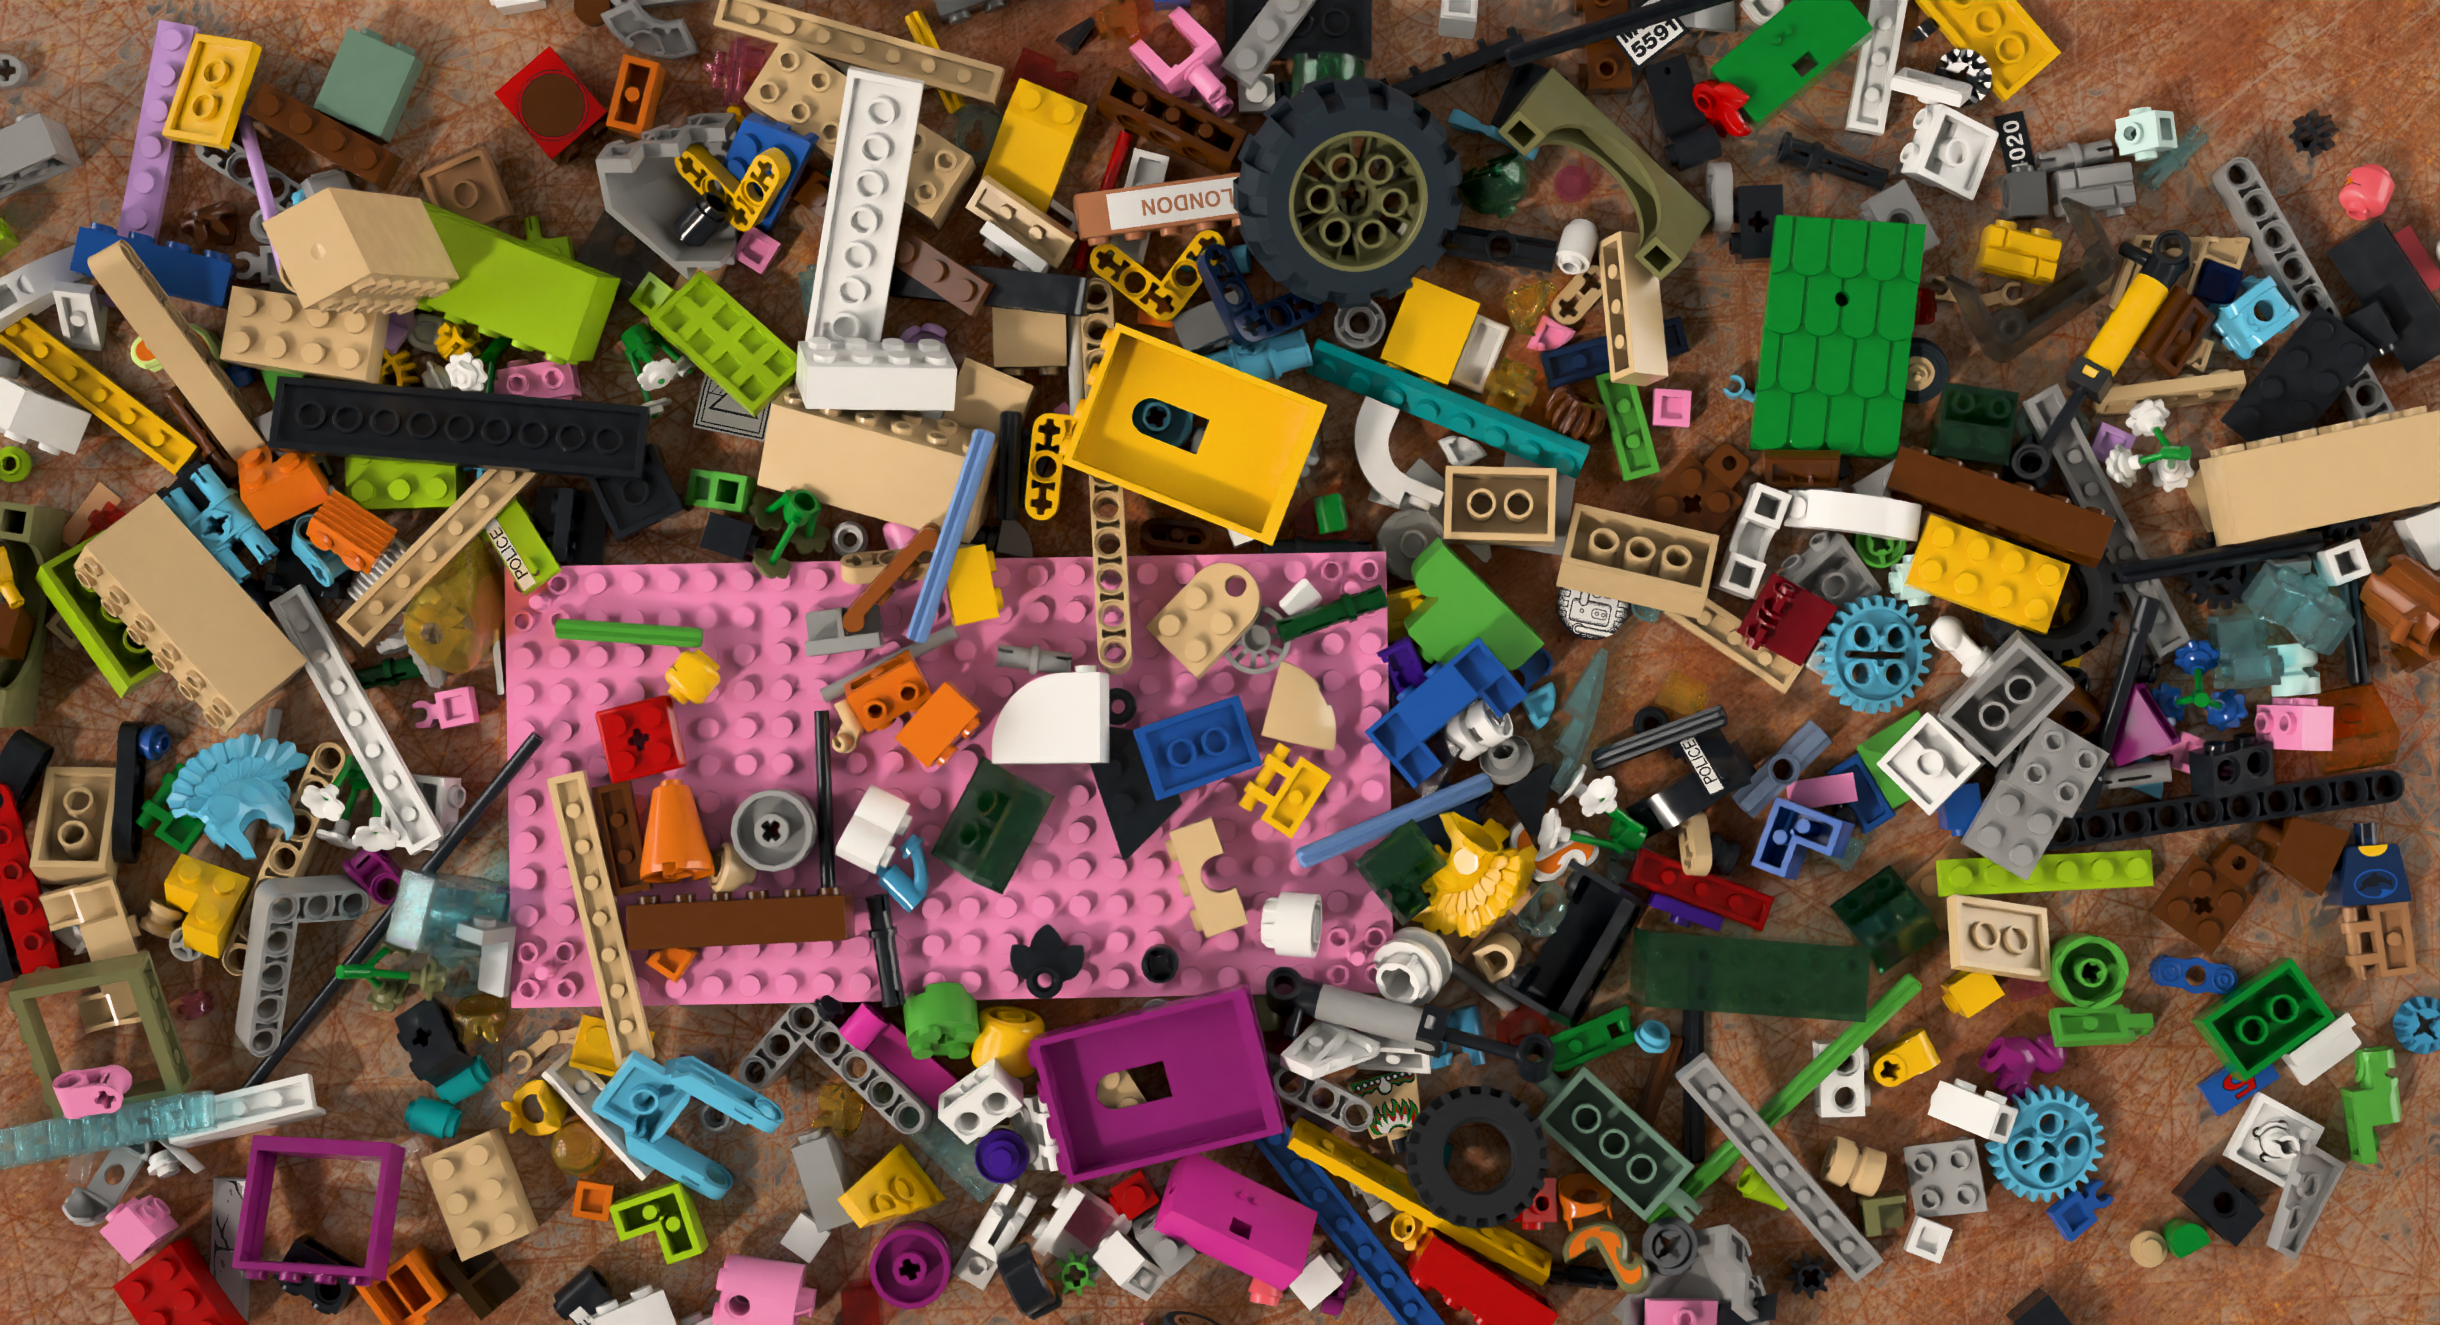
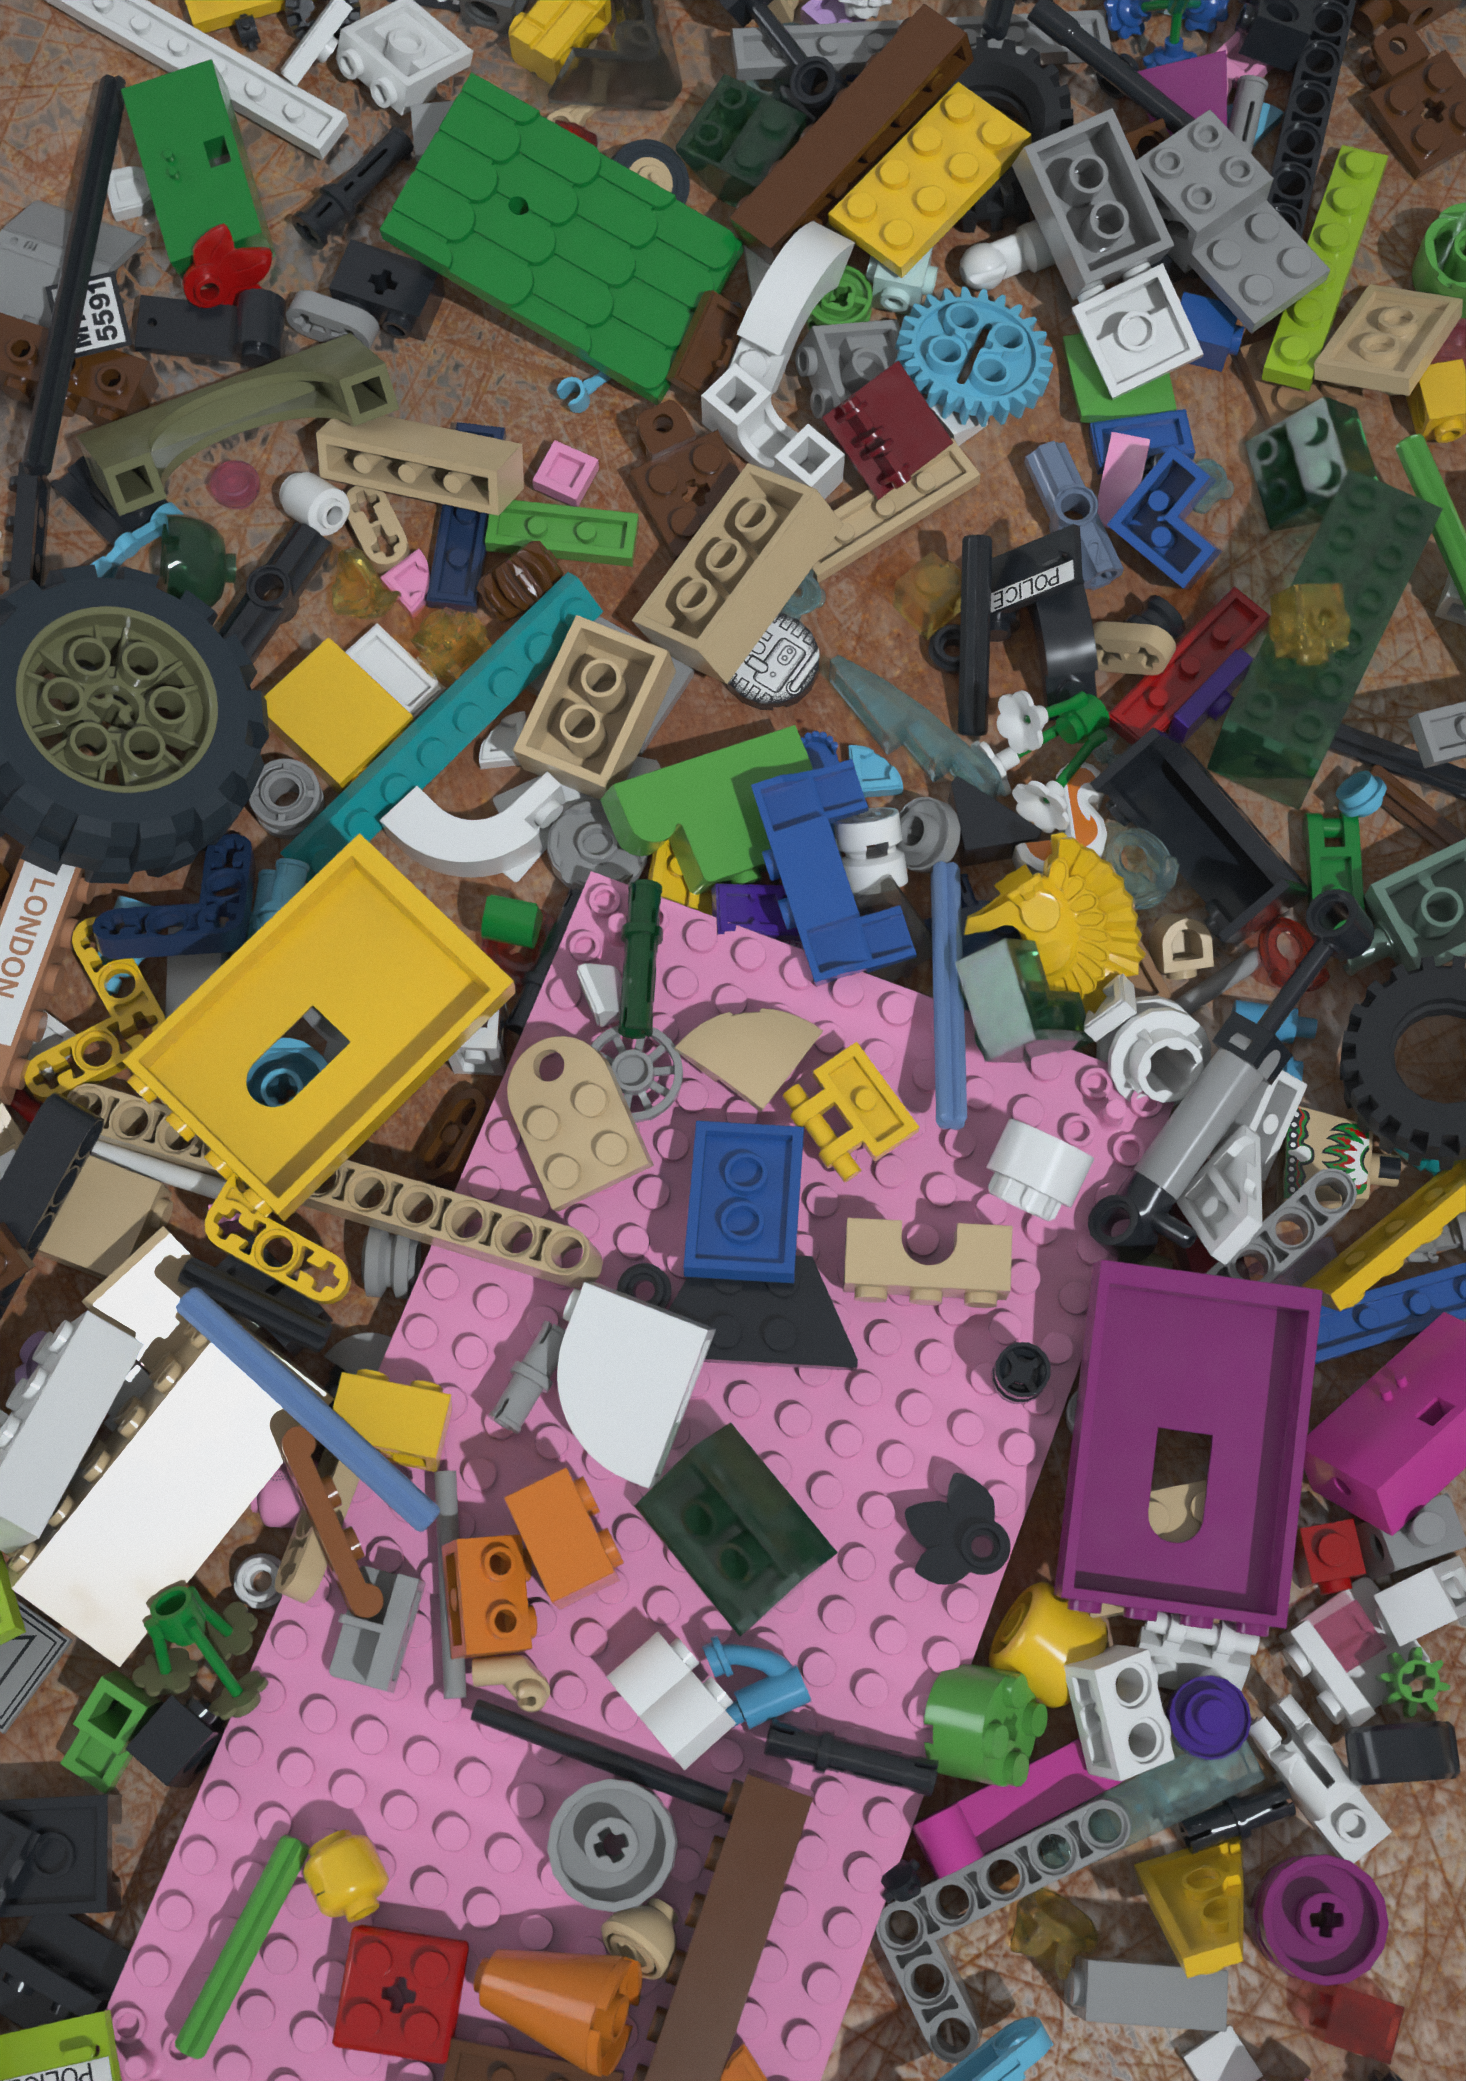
camera: 65 degrees left, 15 degrees down
(953, 1195) = (1237, 1817): none -> black pin
(1075, 533) = (389, 1262): none -> light grey wheel
(1427, 931) = (1114, 1010): none -> white tile
(1730, 964) = (1309, 622): none -> clear yellow brick

